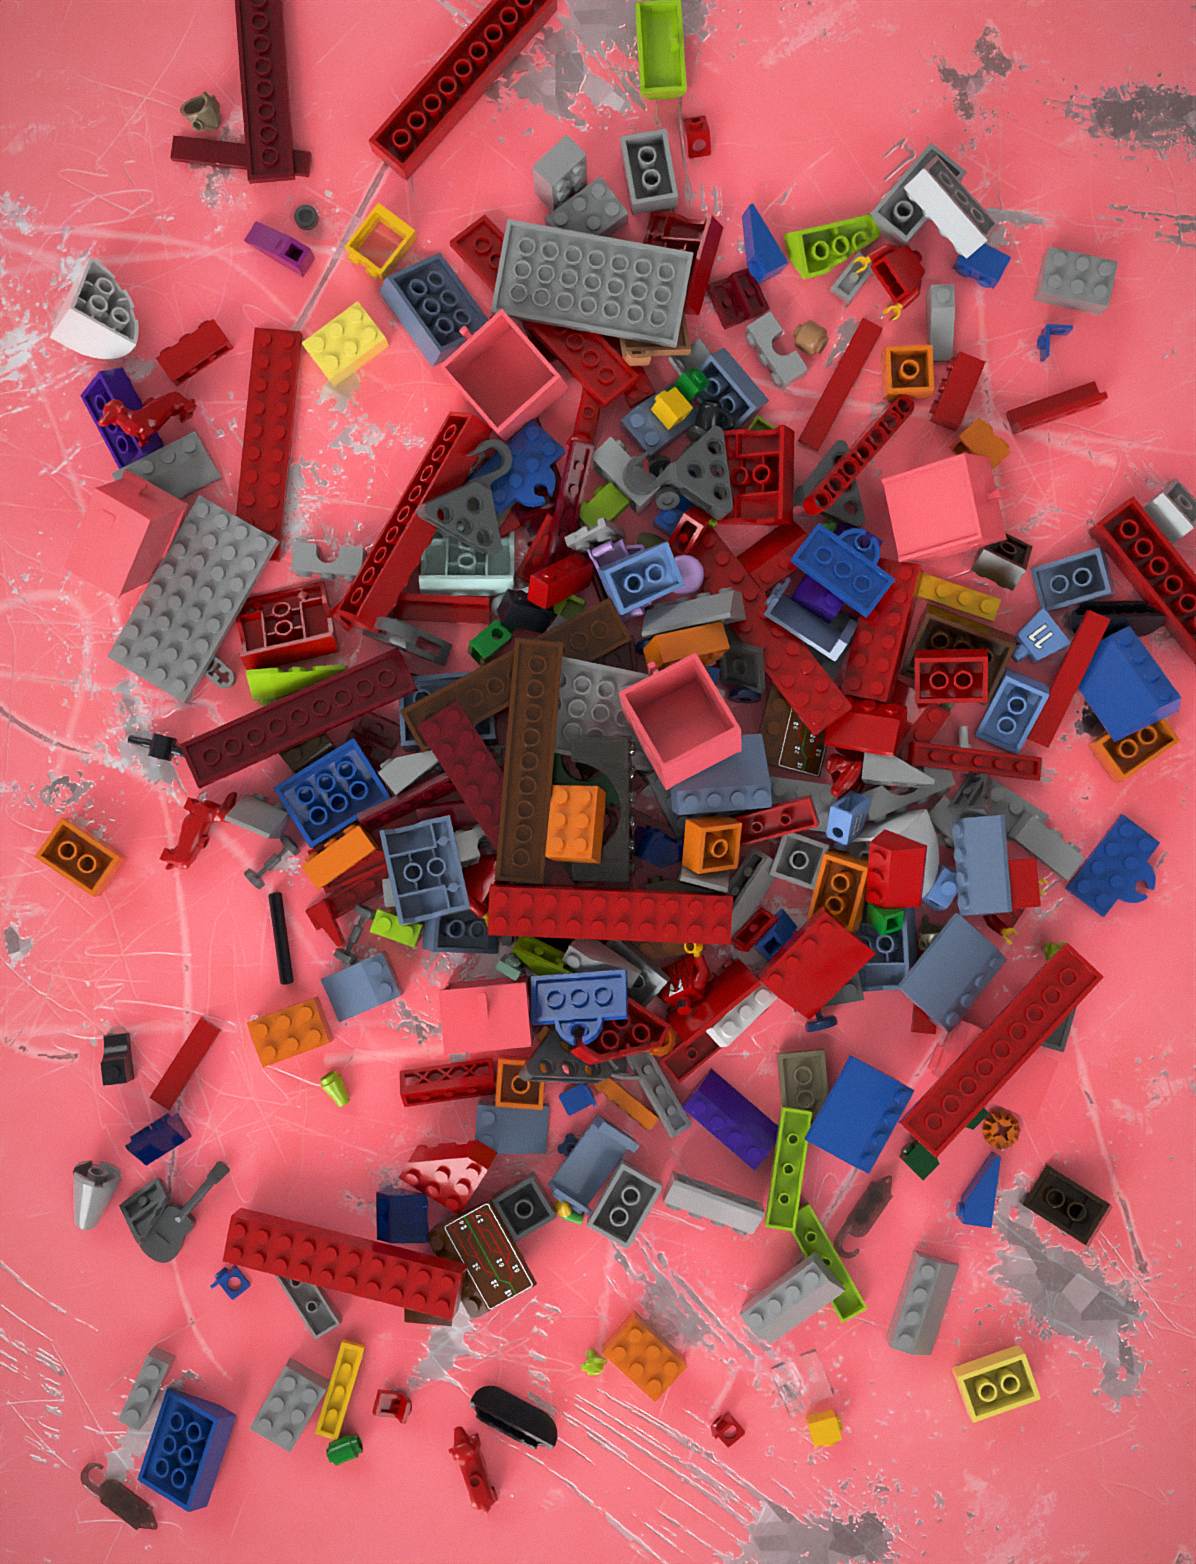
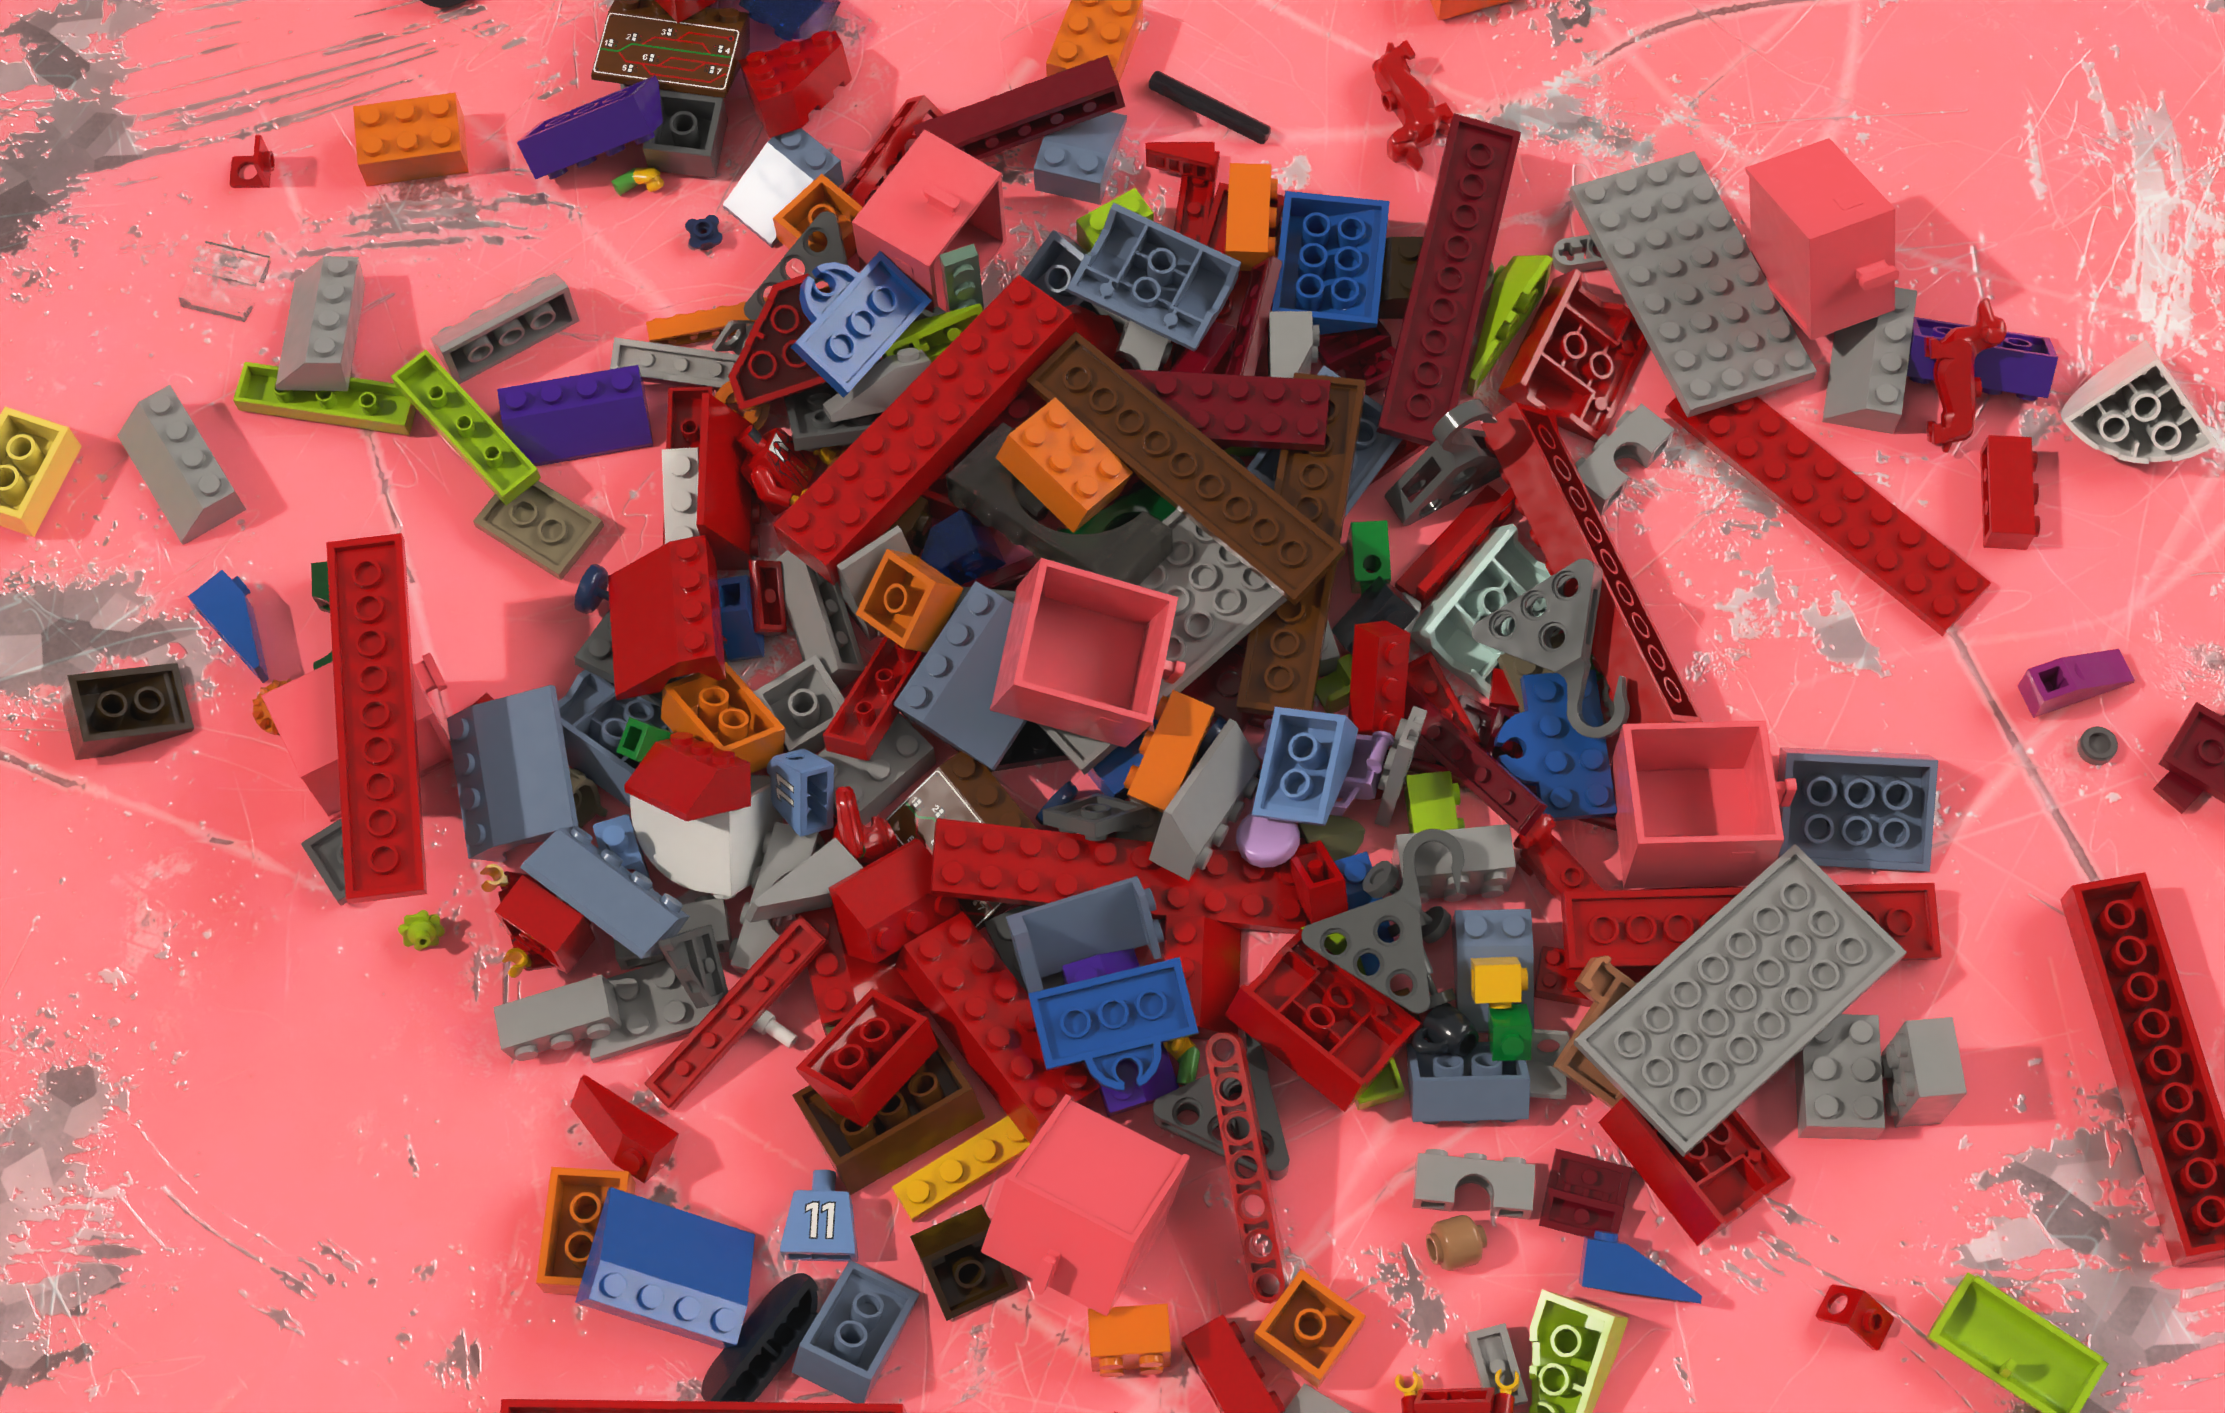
camera: 130 degrees right, 20 degrees down
(159, 747) = (1542, 135): black piece -> none
(255, 879) = (1300, 125): dark grey wheel -> none
(260, 816) = (1367, 159): light grey slope -> none
(334, 1086) = (993, 45): lime cone -> none
(345, 344) = (1887, 667): light yellow brick -> none
(345, 955) = (1129, 156): dark grey wheel -> none
(375, 1028) = (1030, 110): none -> dark red brick
(382, 215) = (2004, 839): yellow window -> none
(564, 1256) = (593, 129): none -> dark purple slope
(577, 1098) = (749, 276): blue bracket -> none
(590, 1164) = (666, 233): sand blue panel -> none
(593, 1364) = (452, 82): lime plant -> none
(624, 1203) = (591, 235): light grey brick -> none
(648, 171) = (1847, 1202): light grey brick -> none
(825, 1428) = (154, 262): yellow brick -> none
(840, 384) = (1364, 1240): red tile -> none
(859, 1114) = (454, 549): blue slope -> none
(864, 1214) = (336, 480): clear smoke plate -> none
(1012, 711) = (760, 1118): medium blue slope -> none
(1068, 677) = (739, 1215): red tile -> none
(1073, 764) = (623, 1130): none -> red slope
(1115, 868) = (454, 1092): blue plate -> none

